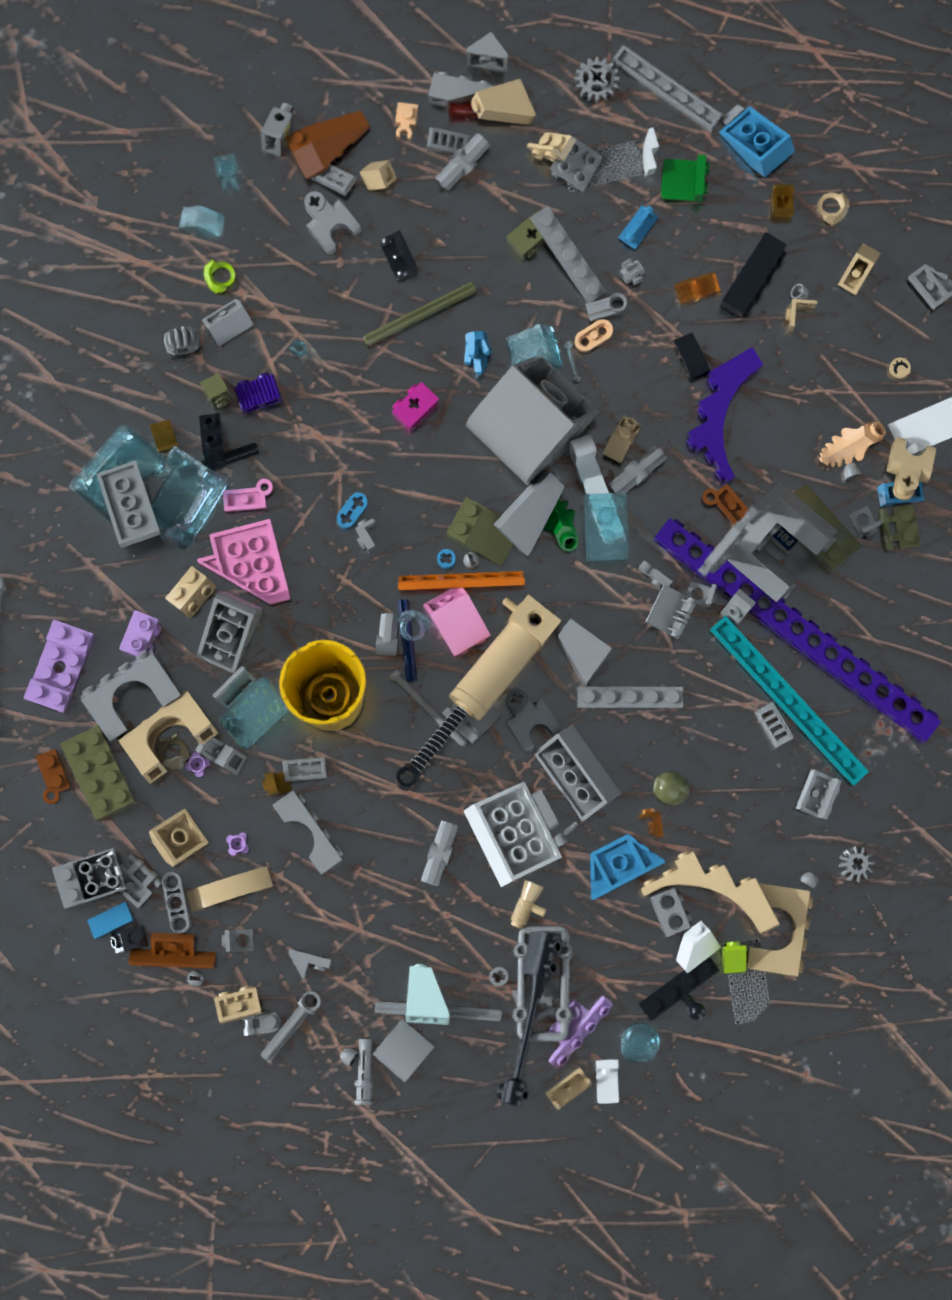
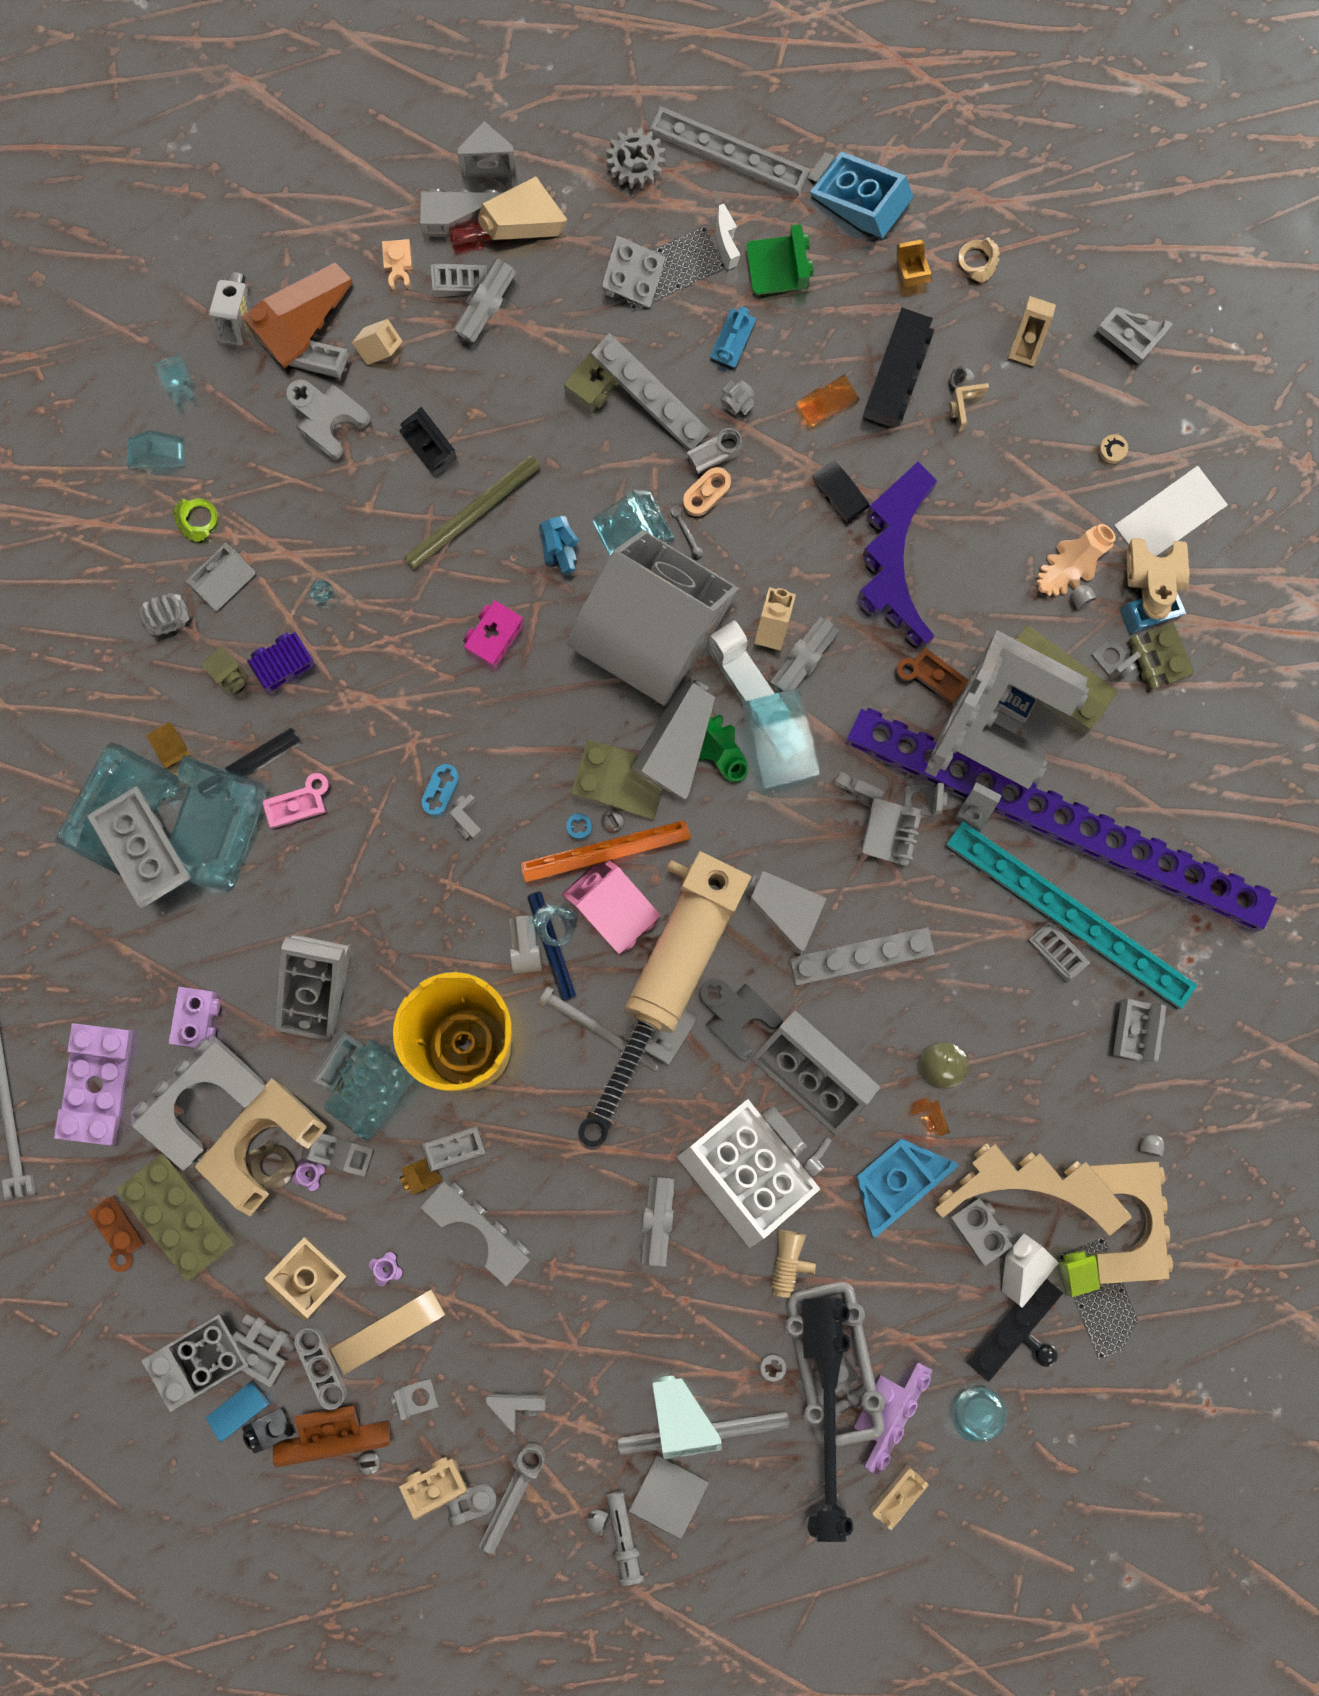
camera: 20 degrees left, 0 degrees up
(191, 592) = (249, 945): tan bracket -> none
(212, 438) = (233, 734): black brick -> none
(249, 560) = (319, 886): bright pink wing -> none
(552, 147) = (598, 256): tan bracket -> none
(607, 1081) = (948, 1475): white bracket -> none
(849, 862) = (1219, 1111): light grey gear -> none

